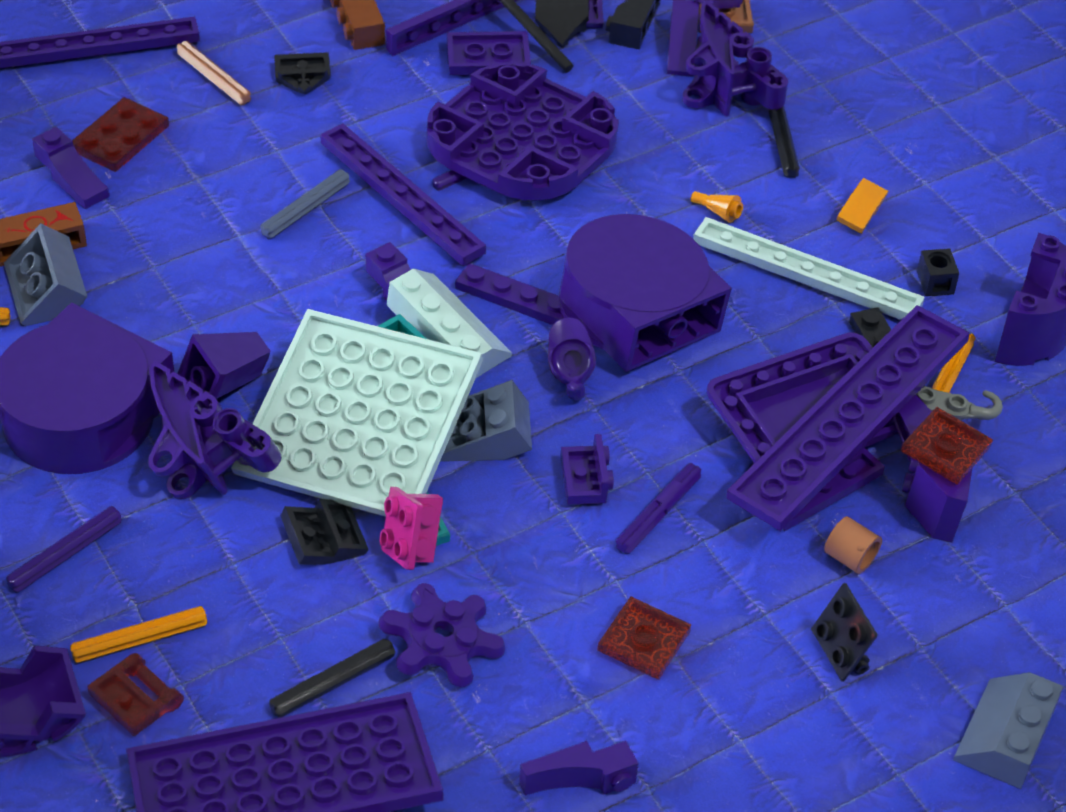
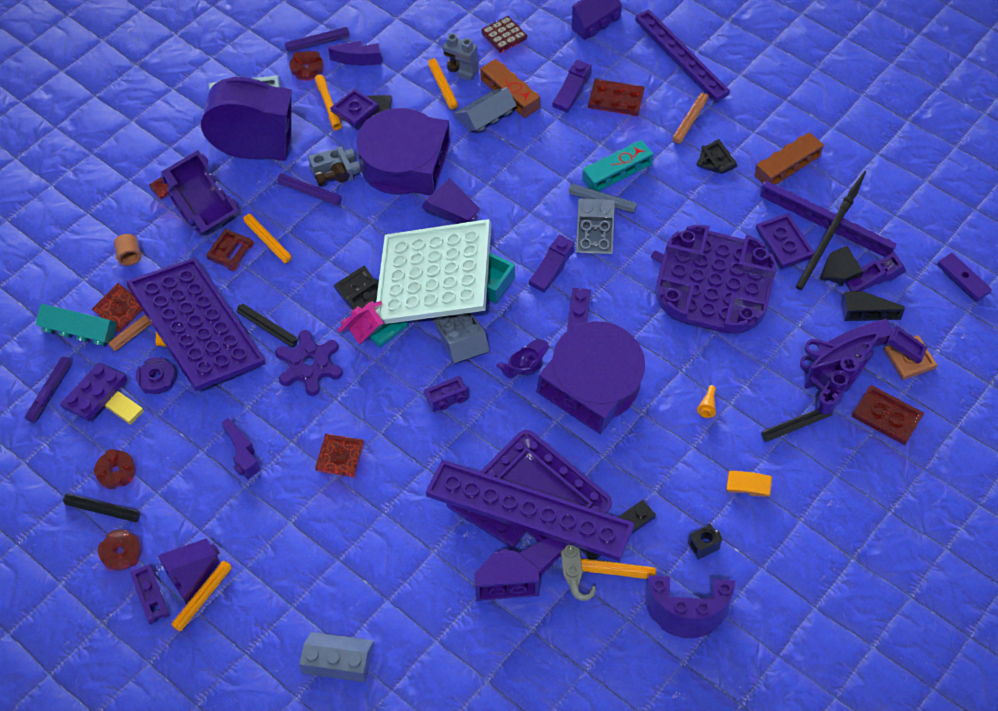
camera: 75 degrees right, 10 degrees up
(37, 489) = (336, 163): none -> sand blue hips
(202, 437) = (387, 210): dark purple piece -> none
(260, 167) = (617, 166): none -> teal brick
(355, 220) = (595, 226): none -> sand blue slope
(403, 194) = (631, 239): dark purple plate -> none
(443, 317) = (529, 292): light aqua slope -> none
(658, 508) = (438, 438): dark purple axle -> none
(806, 269) = (671, 468): light aqua plate -> none
(808, 54) = (888, 414): none -> clear red plate
(845, 633) = (378, 546): black hinge -> none
(853, 544) = (441, 542): nougat piece -> none
(946, 445) = (509, 562): clear red plate -> none

